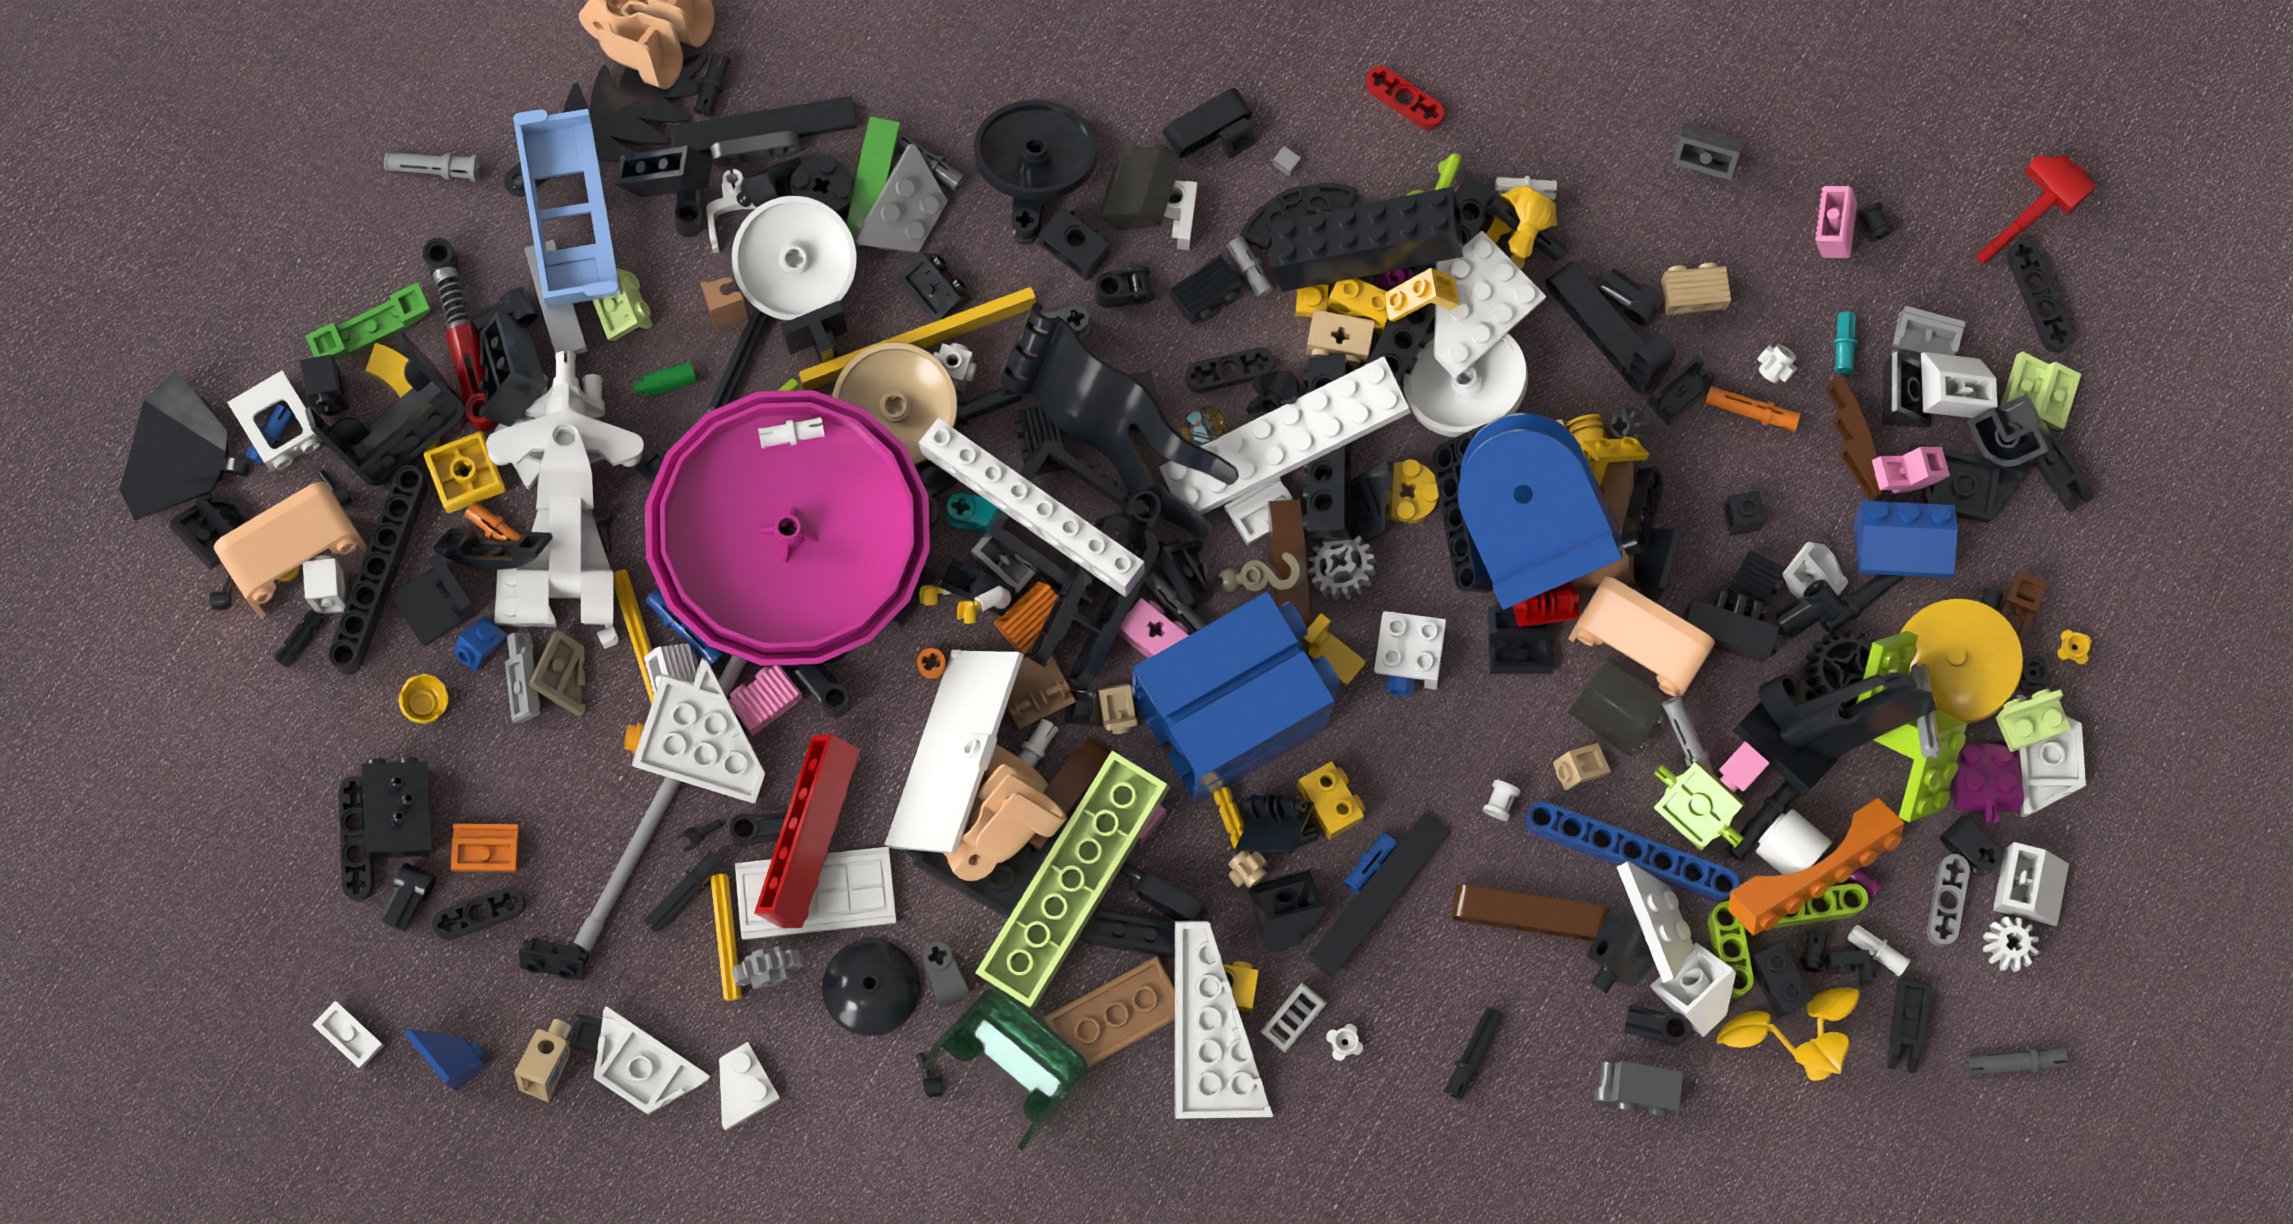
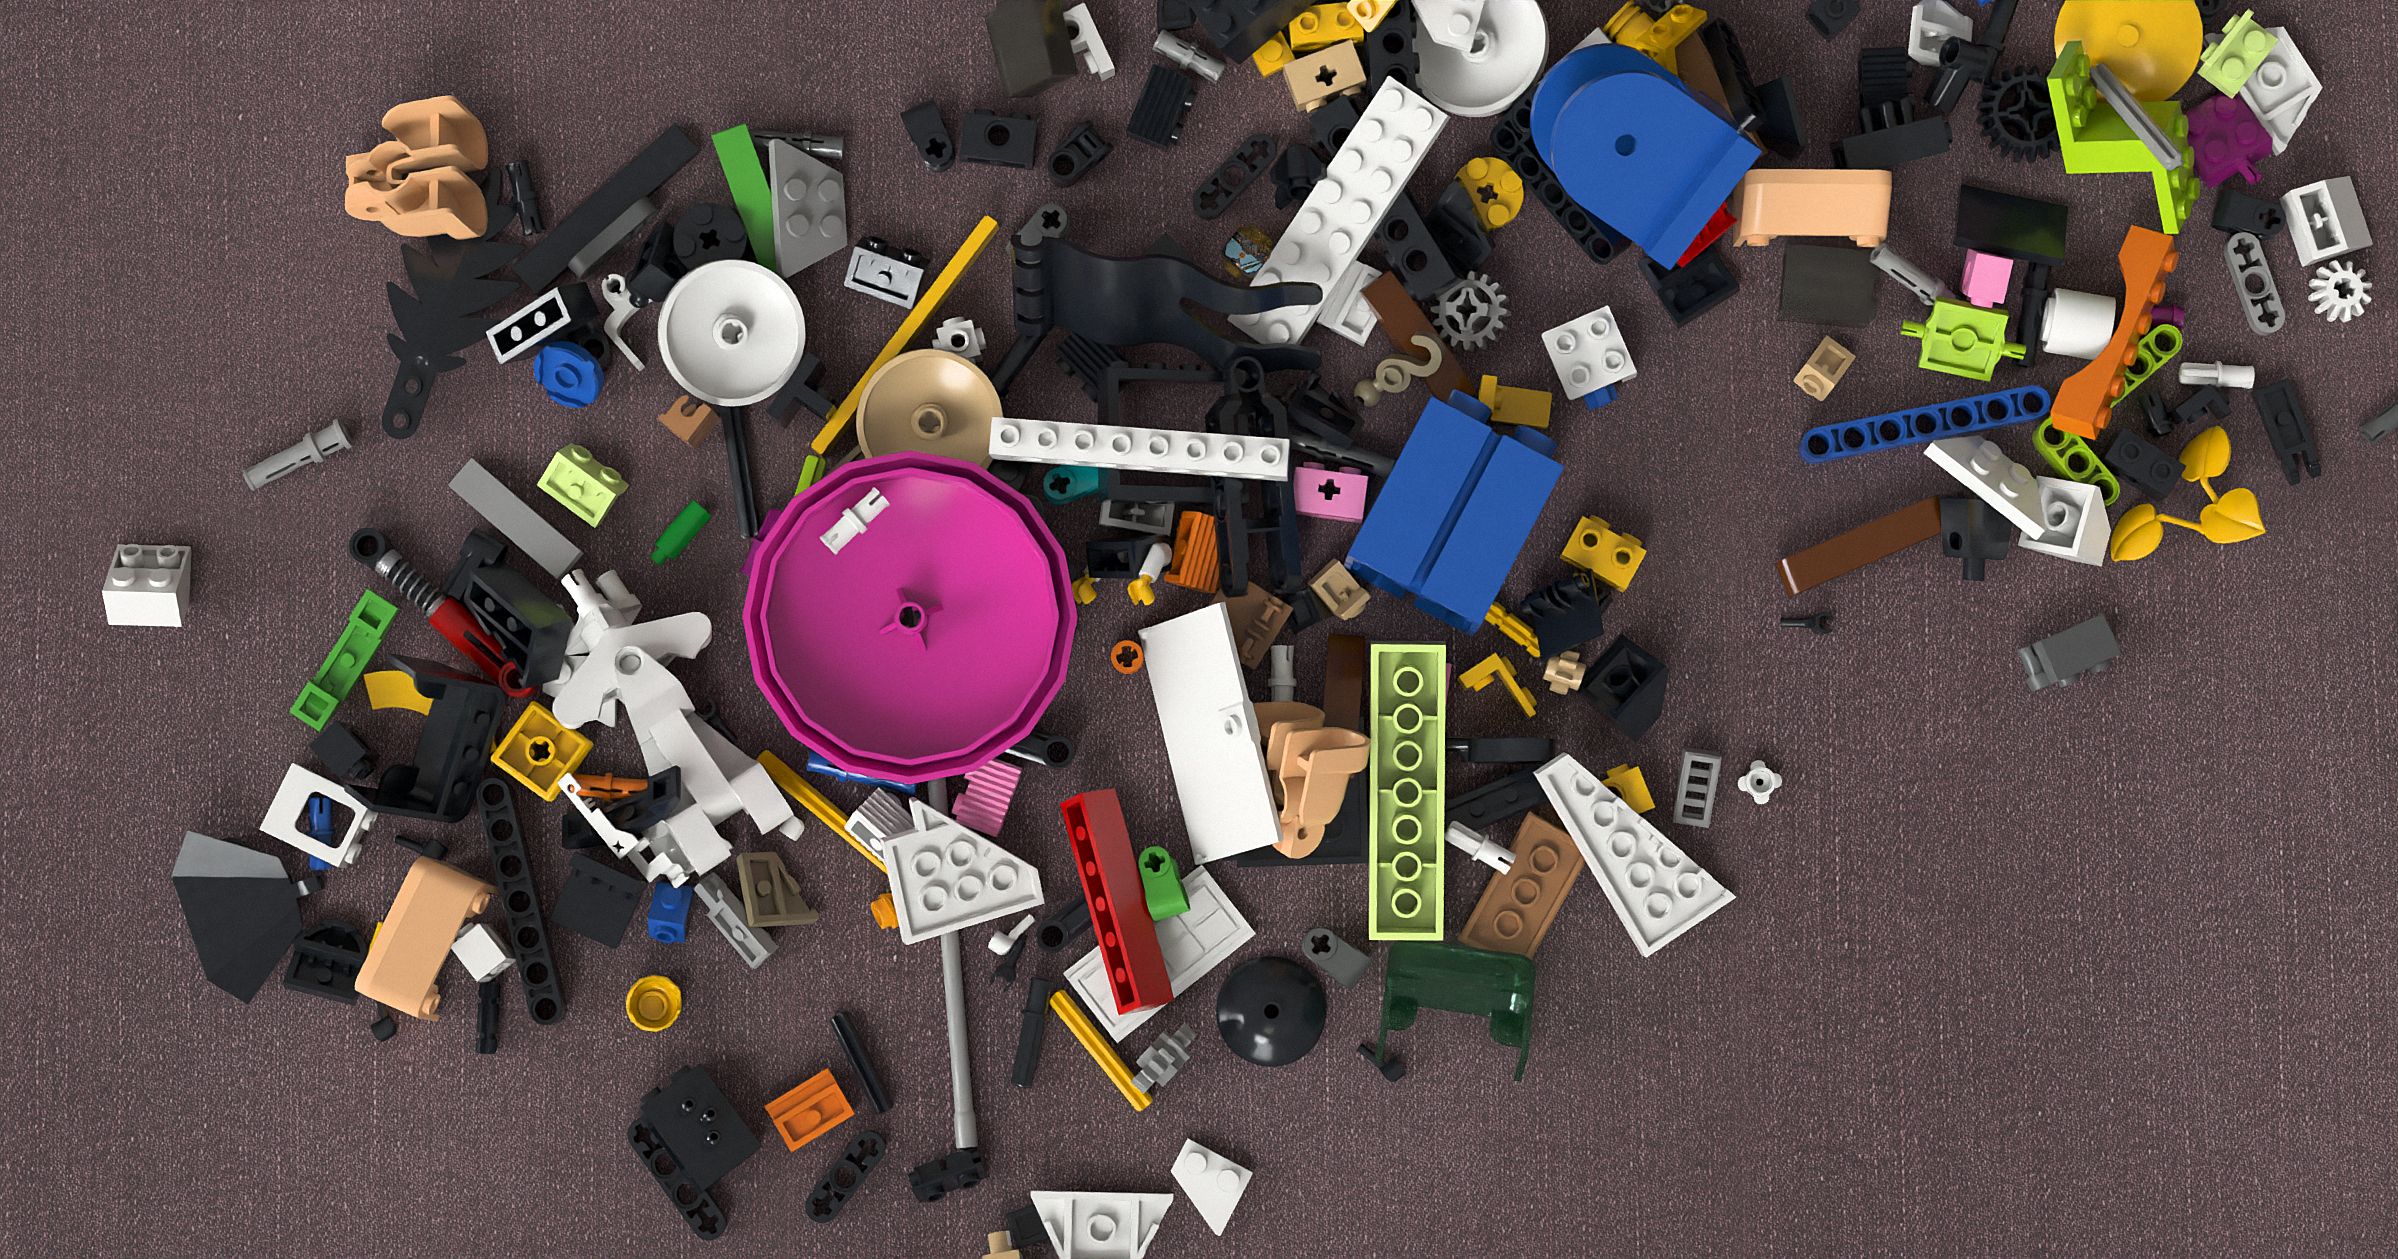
camera: 25 degrees left, 10 degrees up
(267, 190) = (148, 585): none -> white slope
(410, 889) = (764, 1194): black piece -> none
(482, 574) = (611, 835): none -> white piece
(545, 837) = (861, 1063): none -> black axle
(555, 148) = (418, 368): light blue piece -> none
(651, 464) = (727, 626): black tile -> none
(660, 220) = (569, 374): none -> blue tile
(705, 814) = (1002, 943): none -> white hand
(849, 840) = (1164, 888): none -> bright green piece
(1035, 150) = (899, 68): black dish -> none
(1101, 956) = (1479, 846): none -> white axle
(1182, 834) = (1481, 676): none -> yellow bracket
(1356, 879) = (1678, 592): blue pin -> none
(1377, 895) = (1705, 619): black slope -> none
(1454, 946) = (1808, 623): none -> black hand
(1473, 1054) = (1890, 717): black axle -> none
(1501, 800) = (1767, 451): white bush -> none
(1653, 1023) = (2046, 582): black piece -> none
(1829, 728) = (2047, 186): black panel -> none

